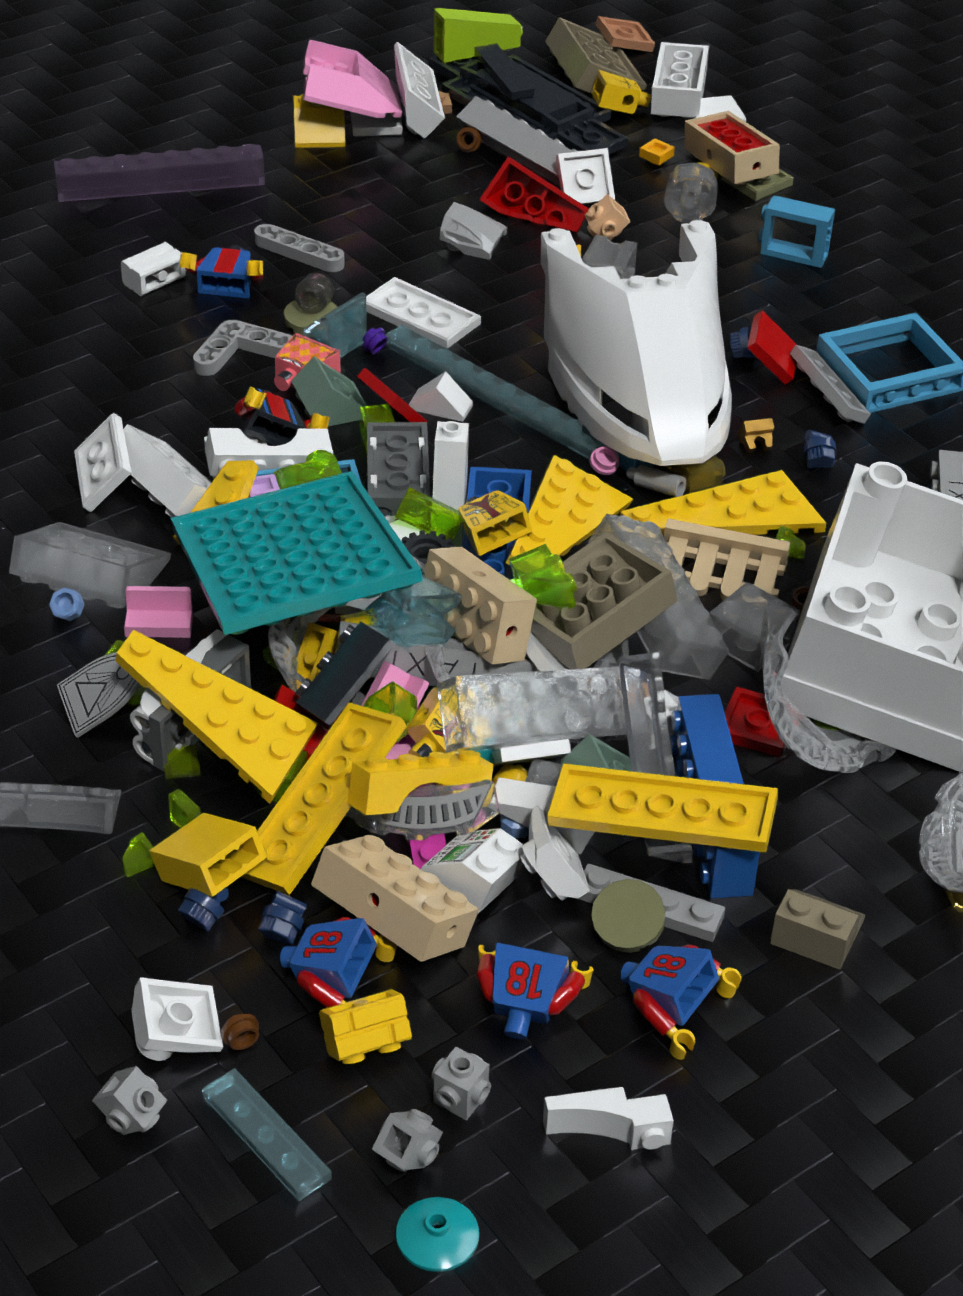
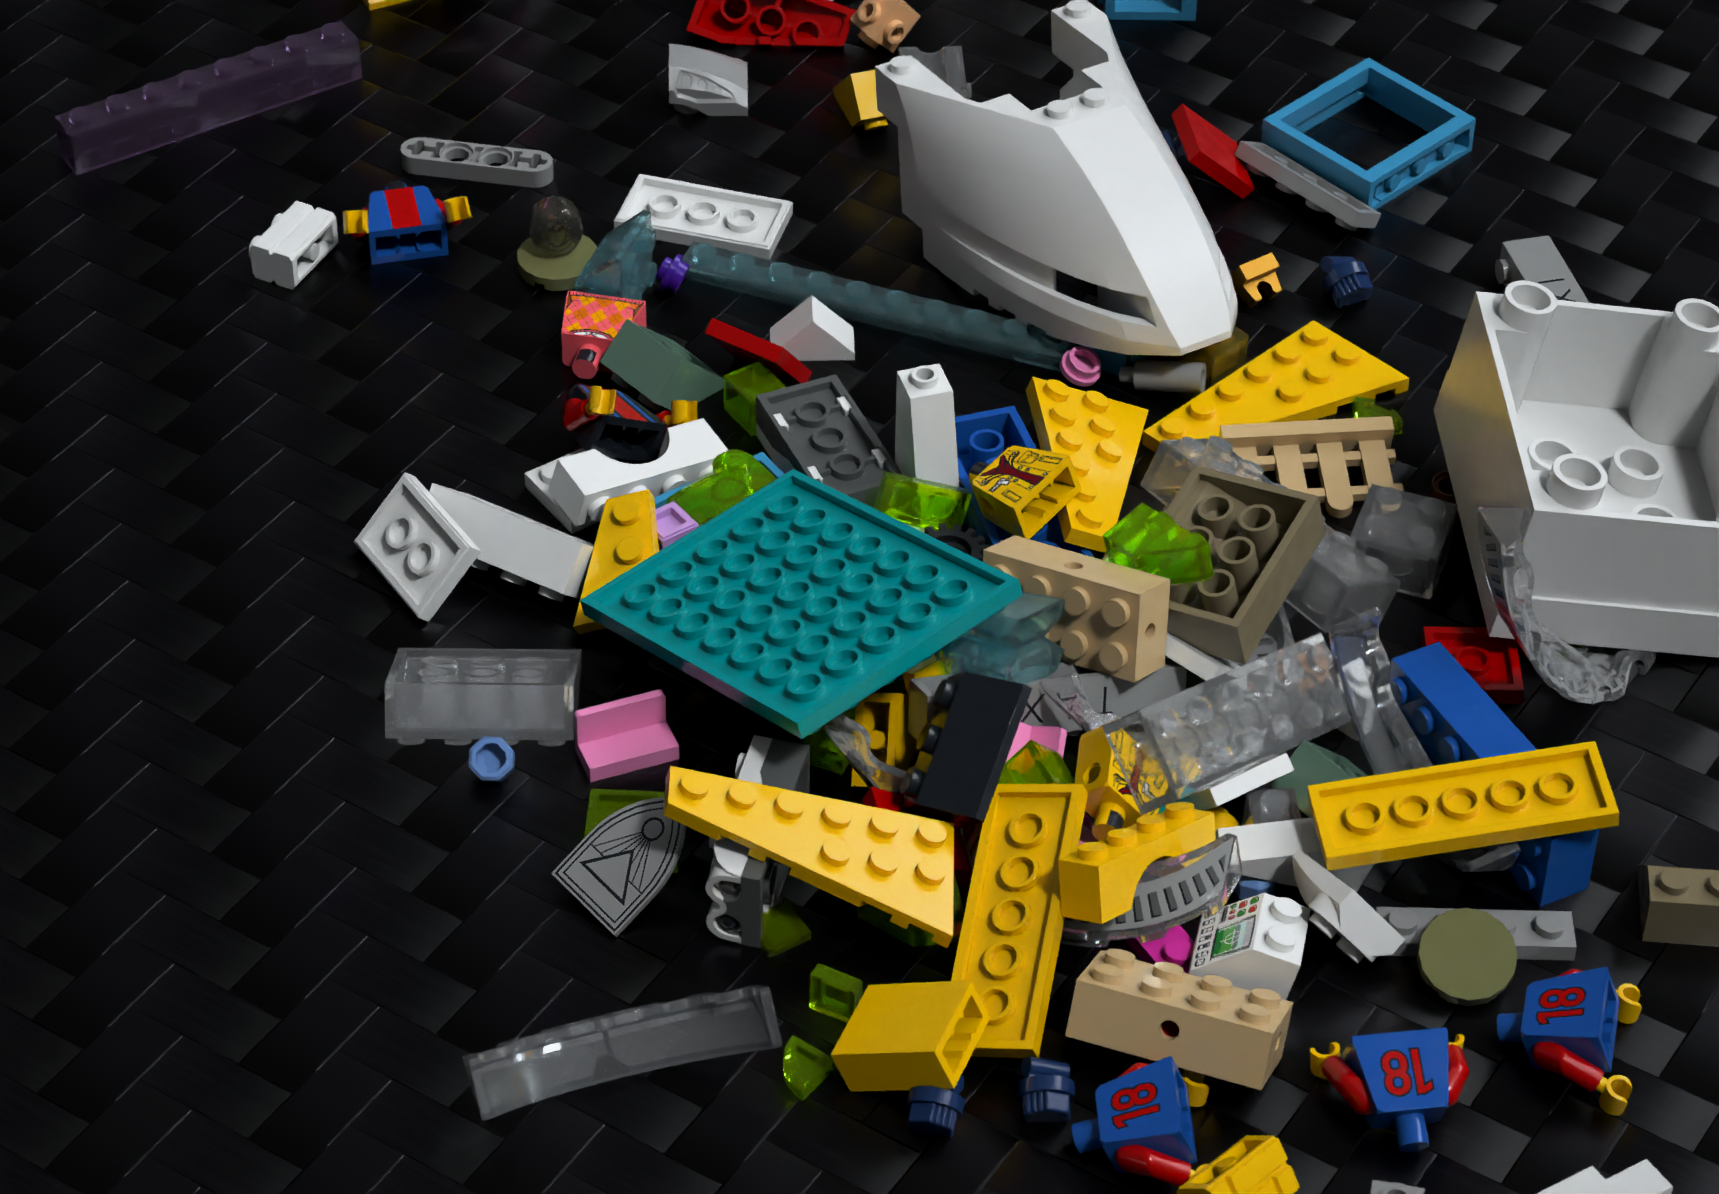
camera: 20 degrees left, 0 degrees up
(240, 336) = (531, 316): light grey beam -> none

